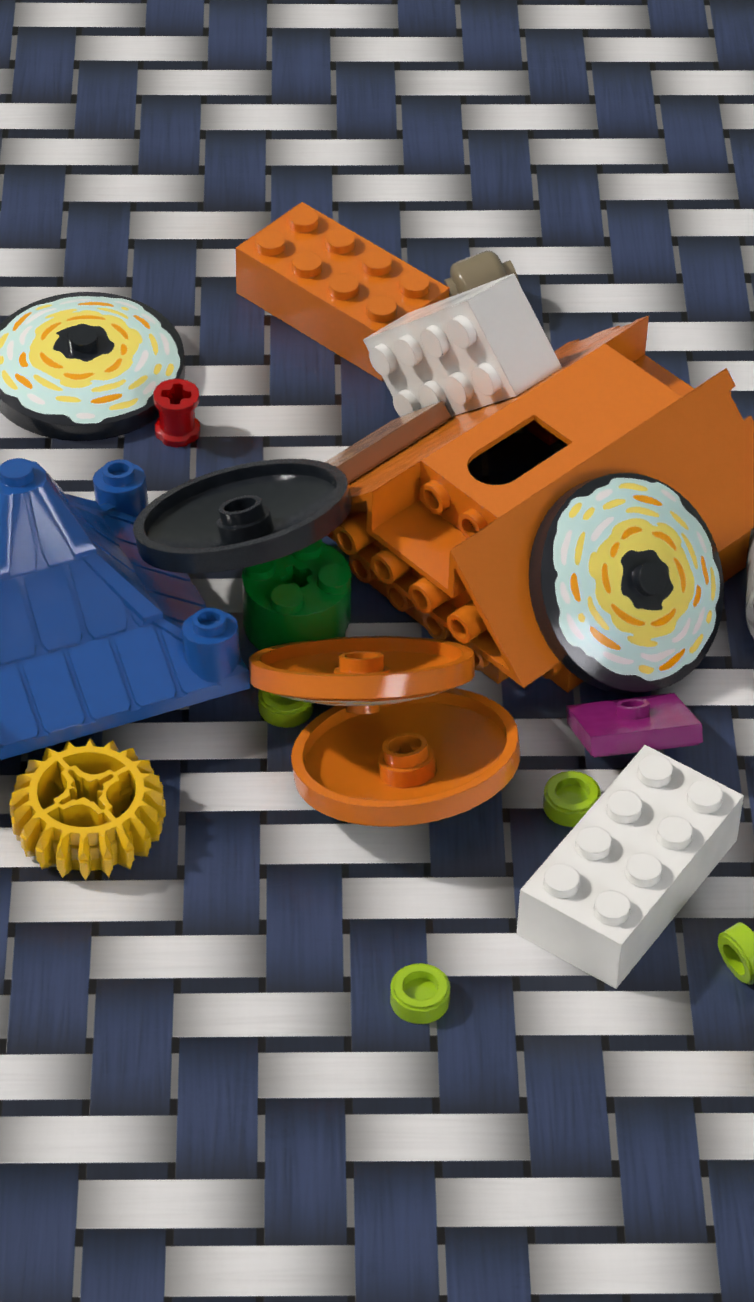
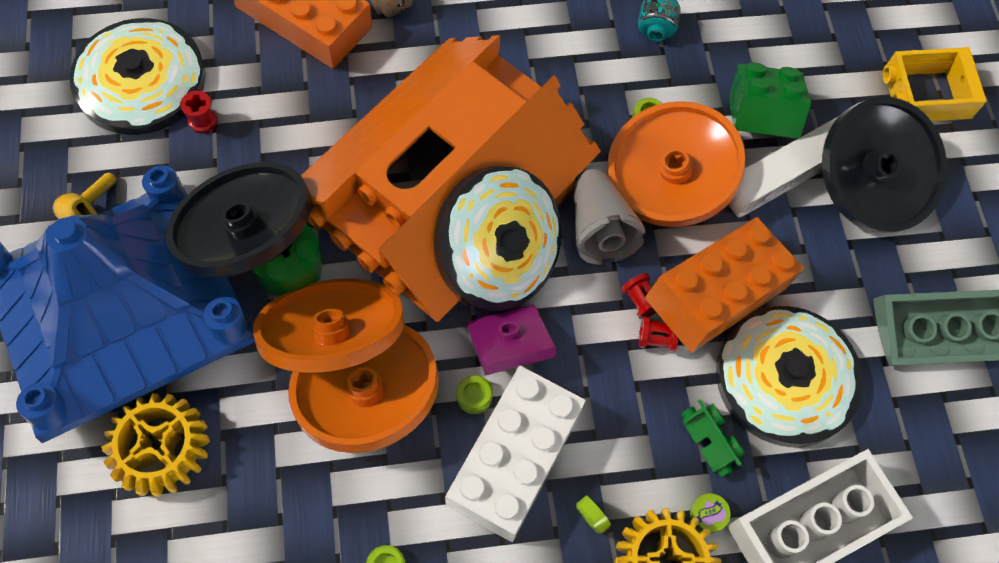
camera: 10 degrees left, 20 degrees up
(389, 440) = (326, 136): medium nougat tile -> none
(464, 350) = (380, 66): white brick -> none

